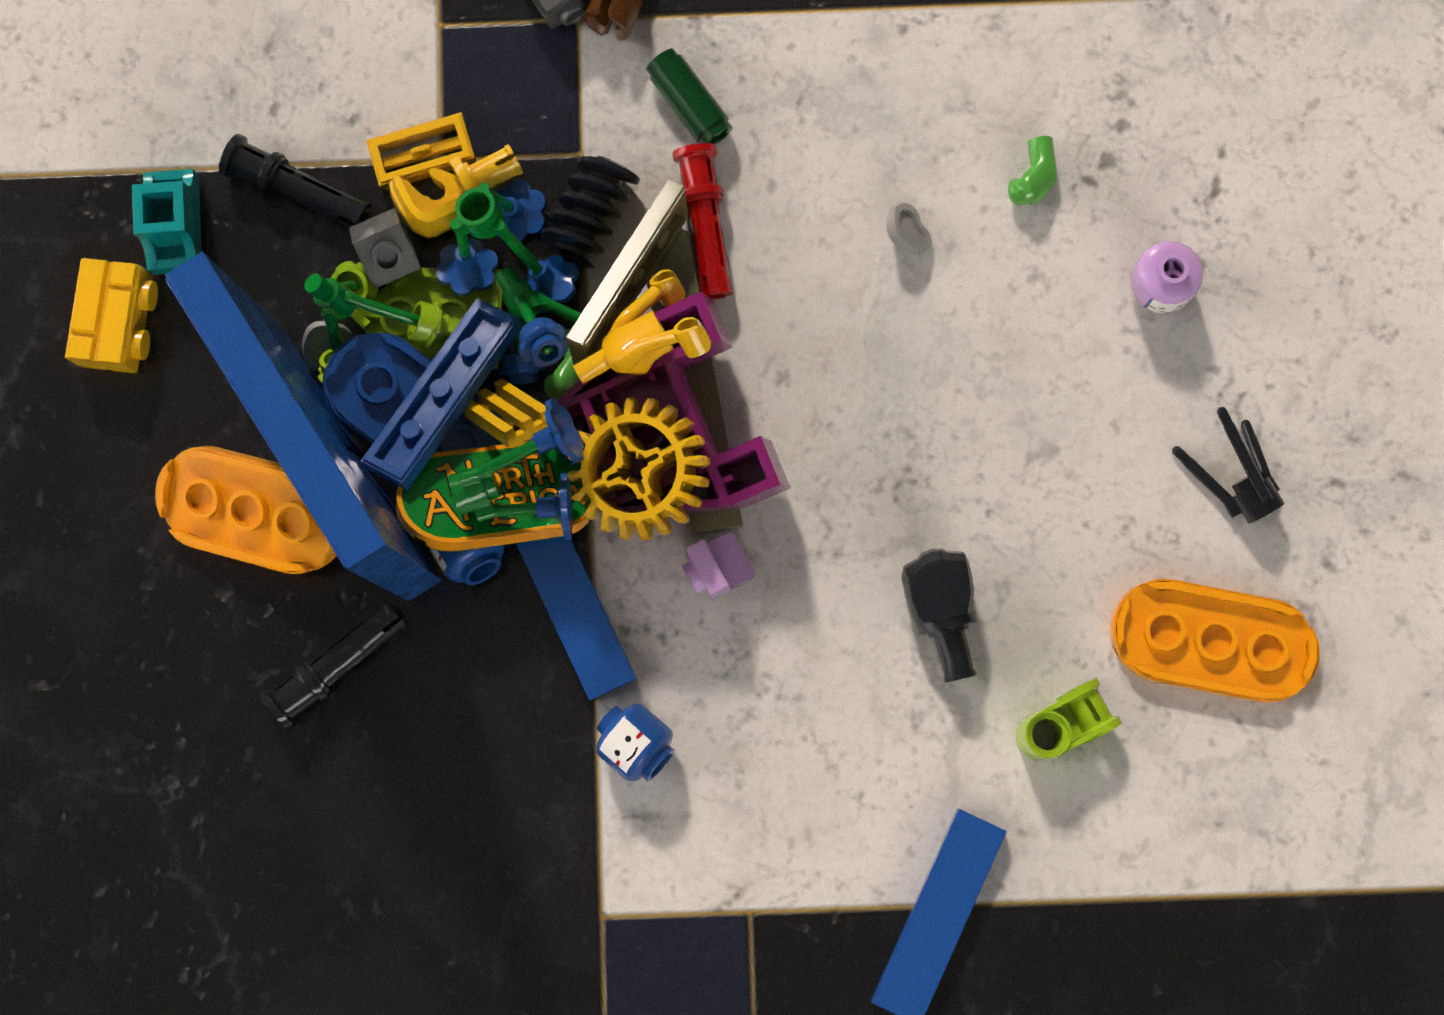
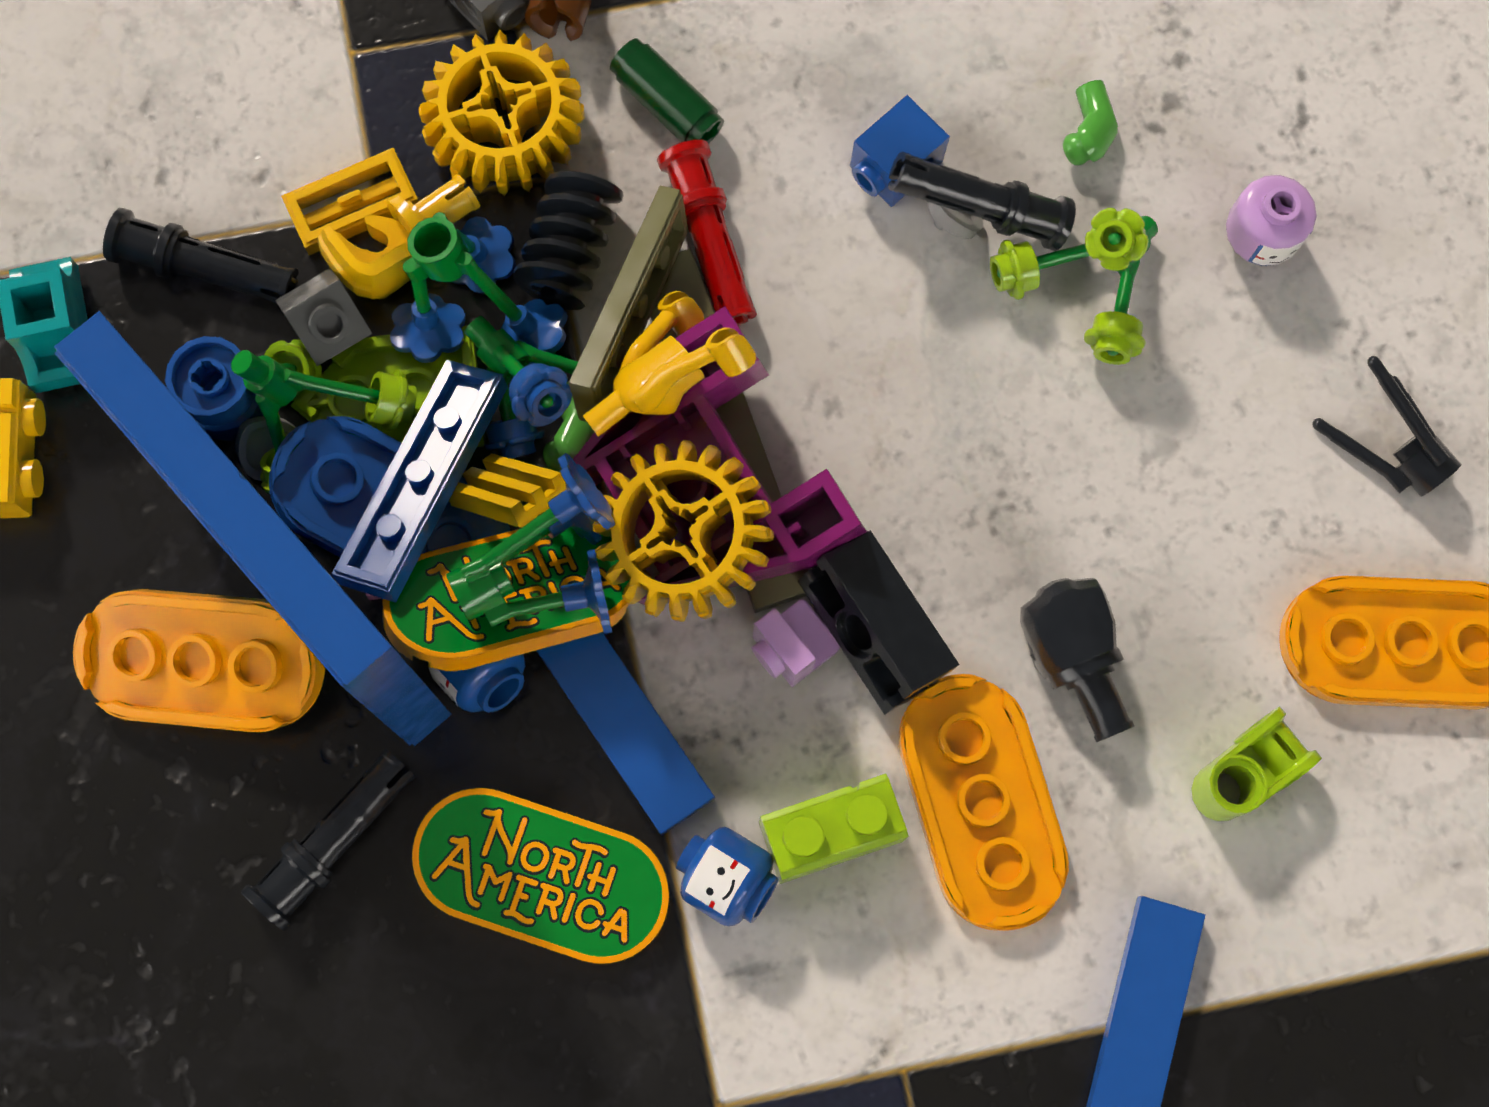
camera: 20 degrees left, 5 degrees down
(282, 294) = (208, 387): none -> blue wheel
(491, 718) = (540, 875): none -> tile
(533, 99) = (544, 93): none -> yellow gear
(722, 718) = (833, 828): none -> lime brick
(786, 560) = (877, 622): none -> black piece
(847, 715) = (983, 803): none -> light orange tile
(869, 175) = (899, 130): none -> blue brick
(950, 235) = (1006, 206): none -> black pin
(1030, 282) = (1119, 243): none -> lime plant

